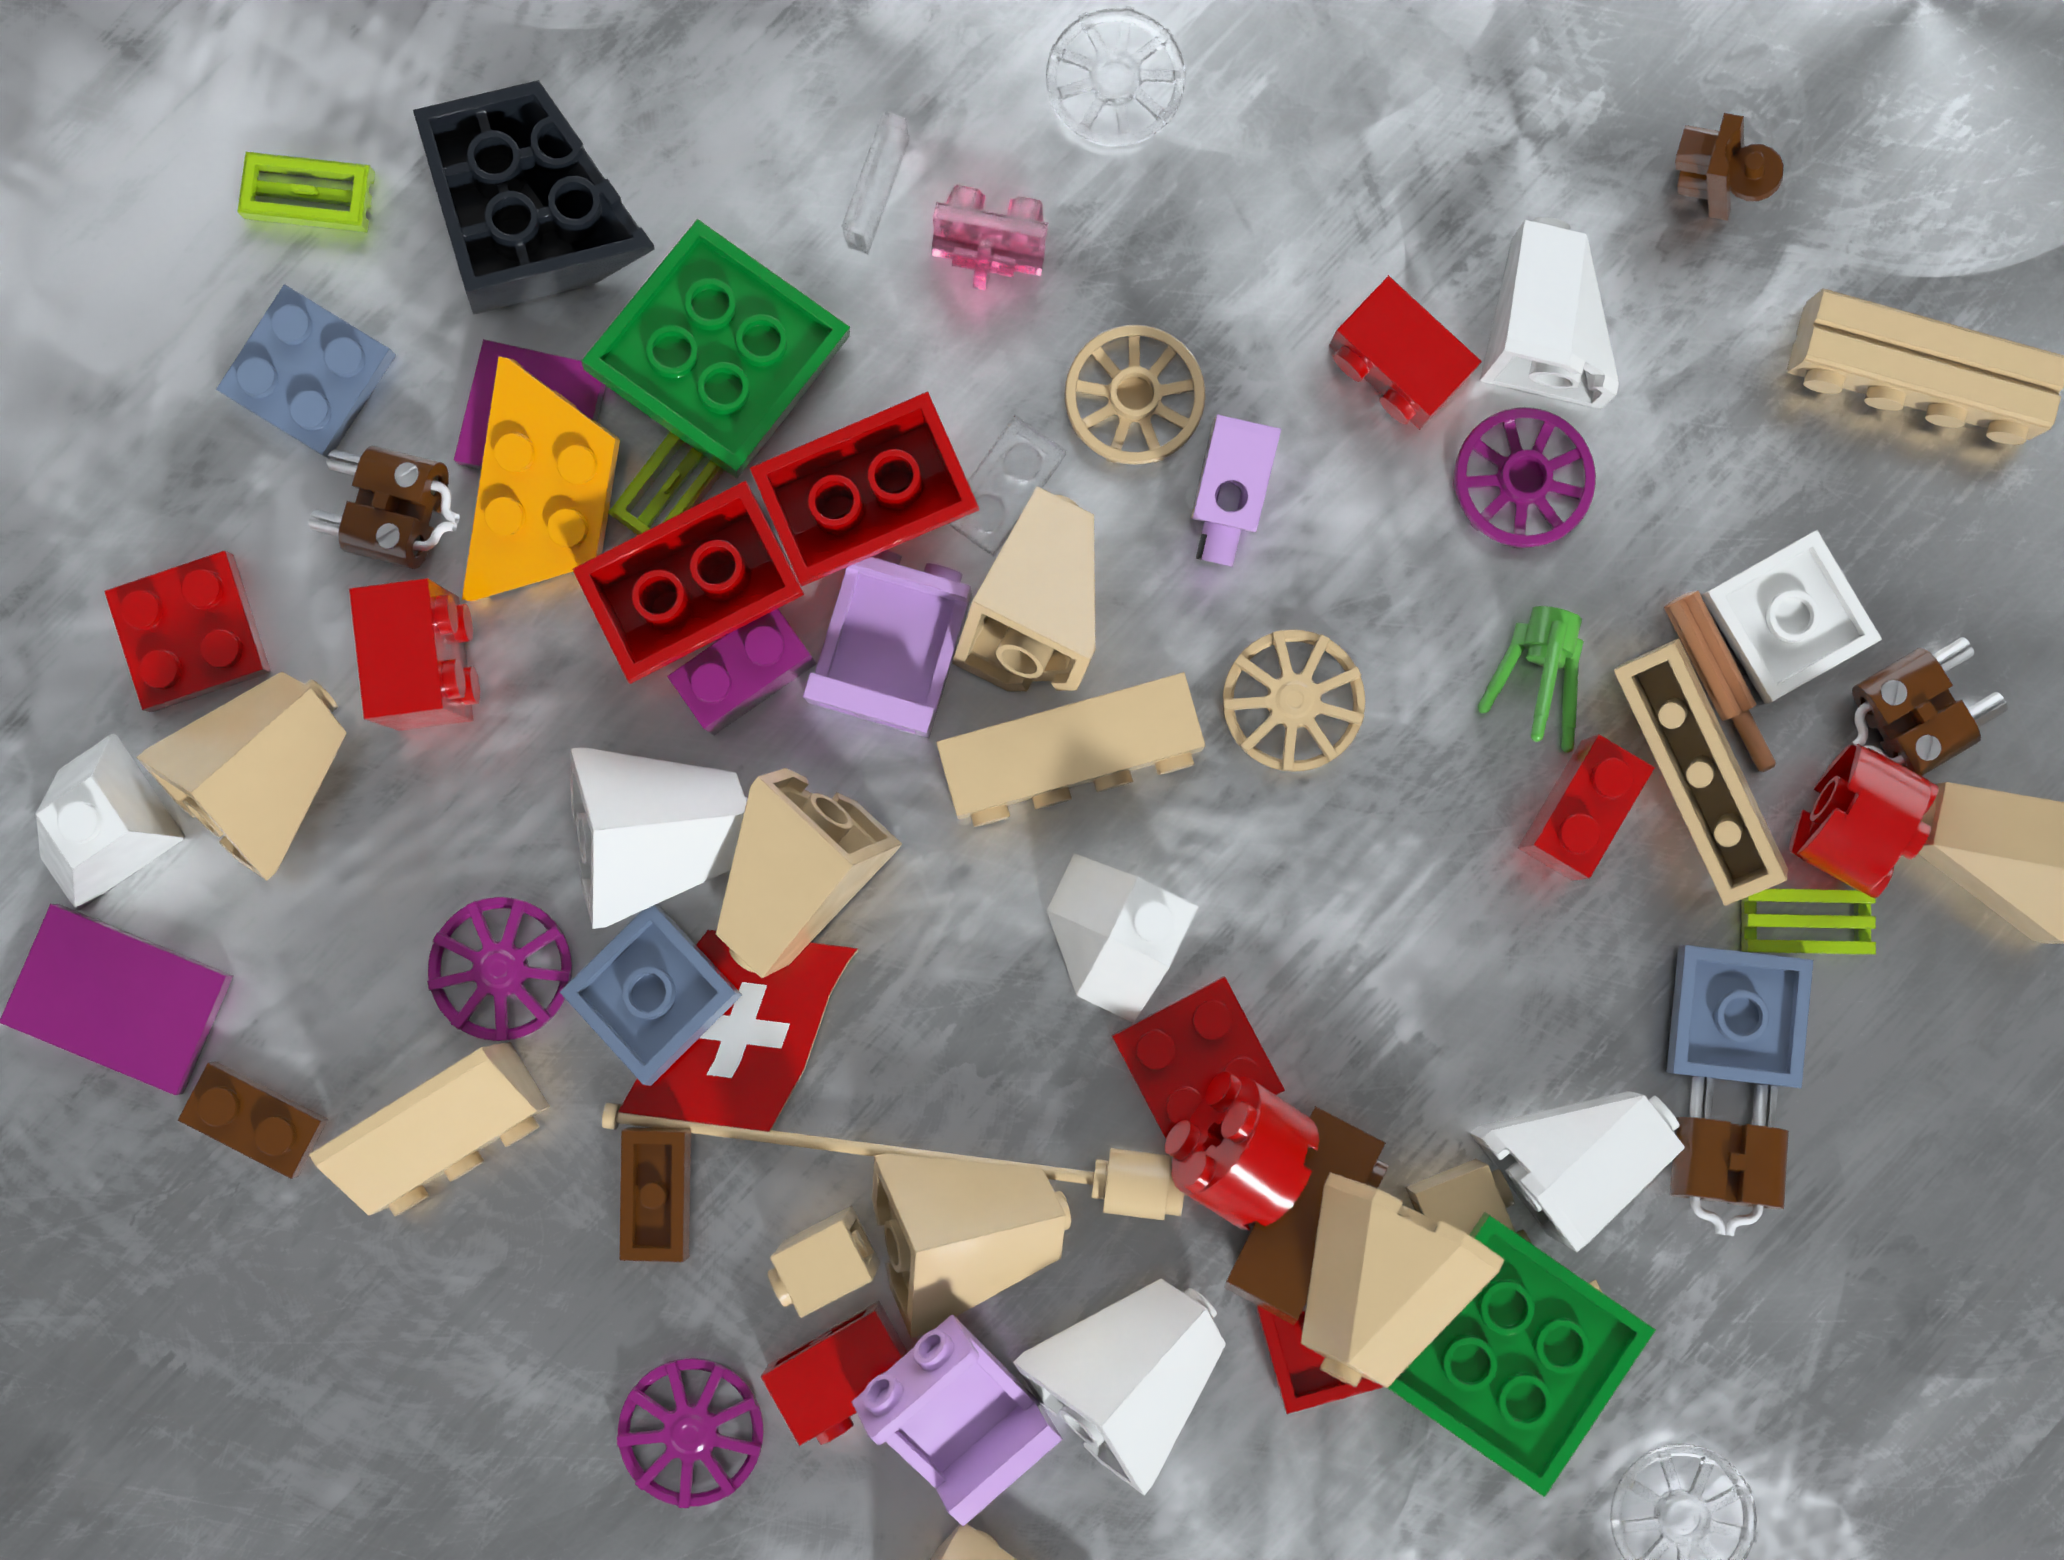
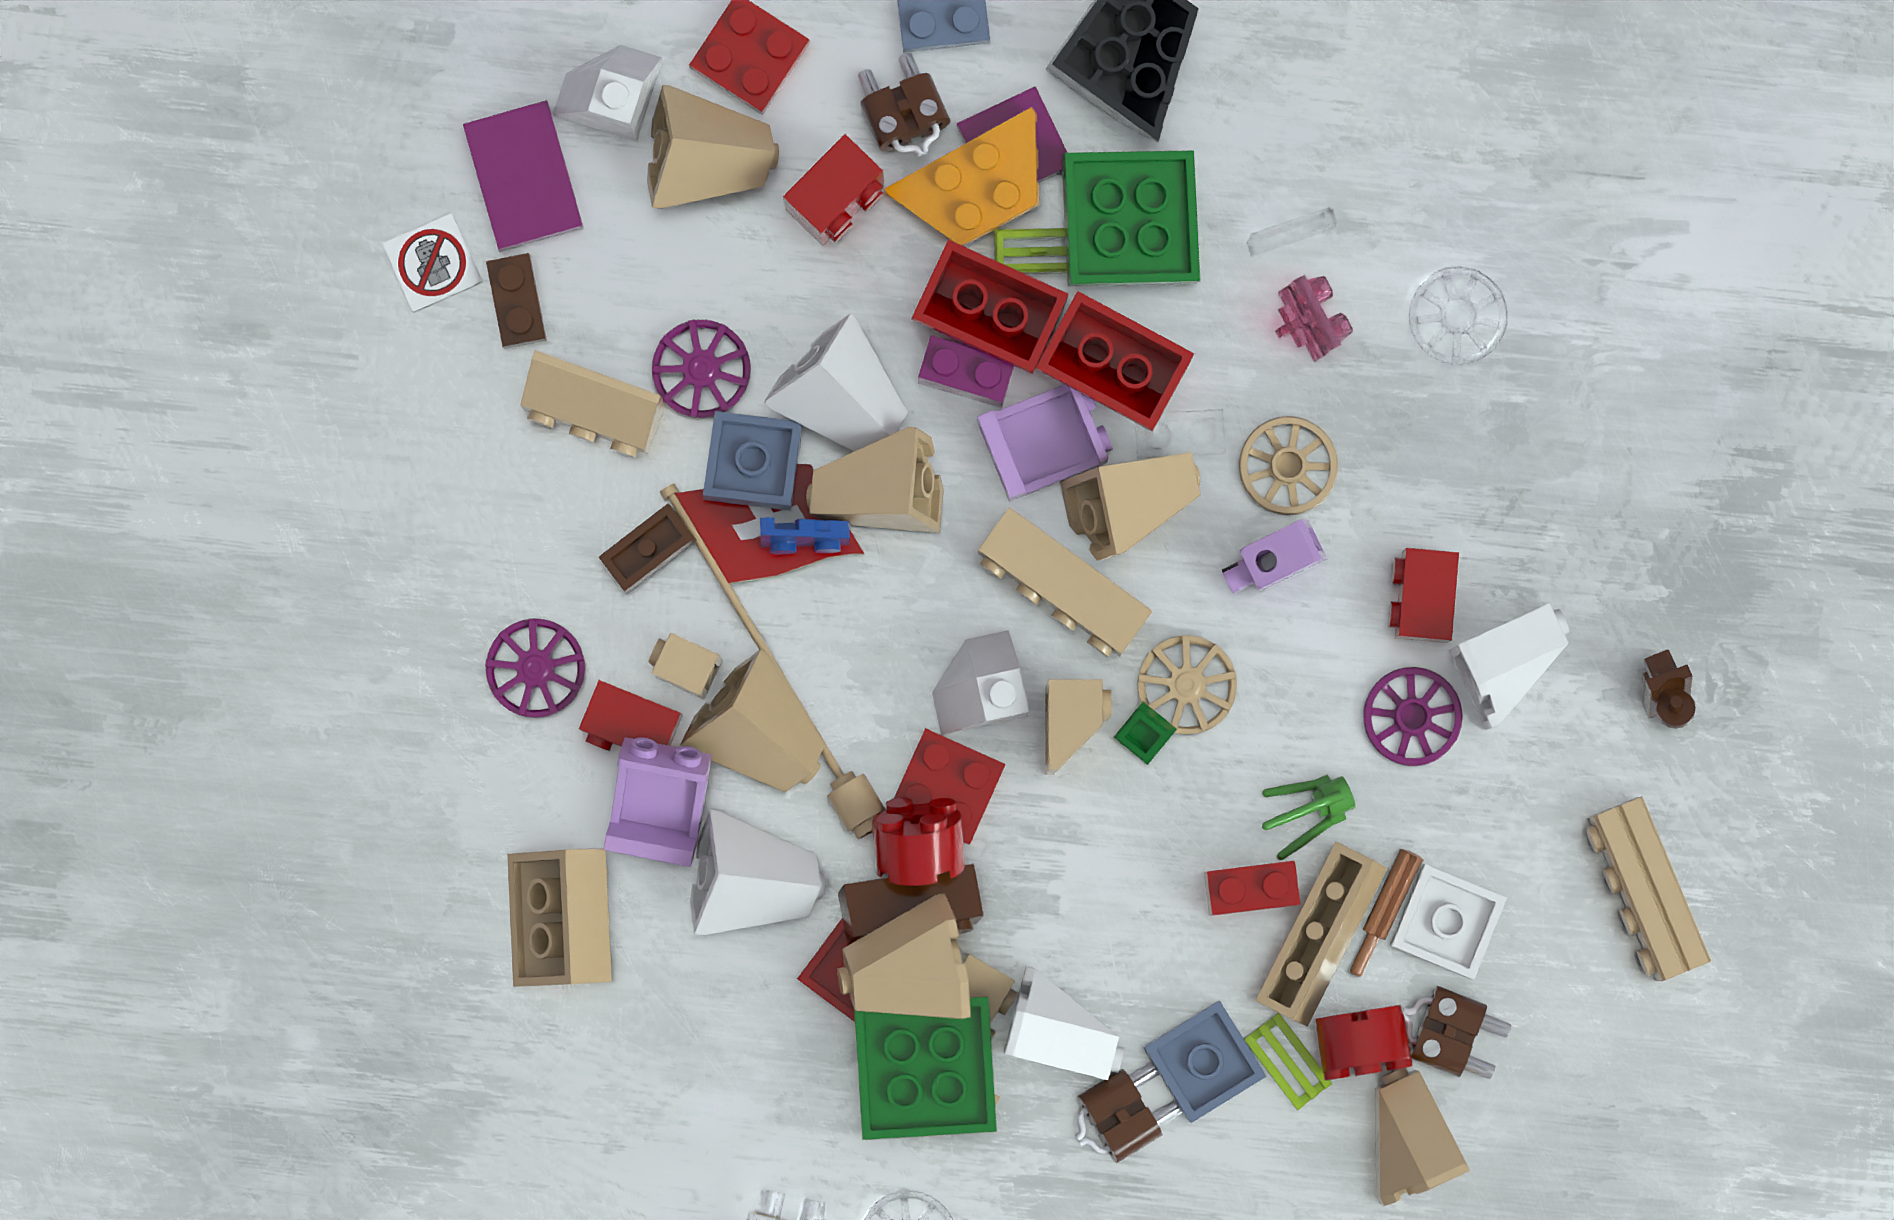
camera: 50 degrees right, 0 degrees up
(133, 1181) = (432, 262): none -> sticker
(768, 1026) = (822, 534): none -> blue wing
(1244, 863) = (1072, 717): none -> tan slope
(1312, 790) = (1145, 733): none -> green tile

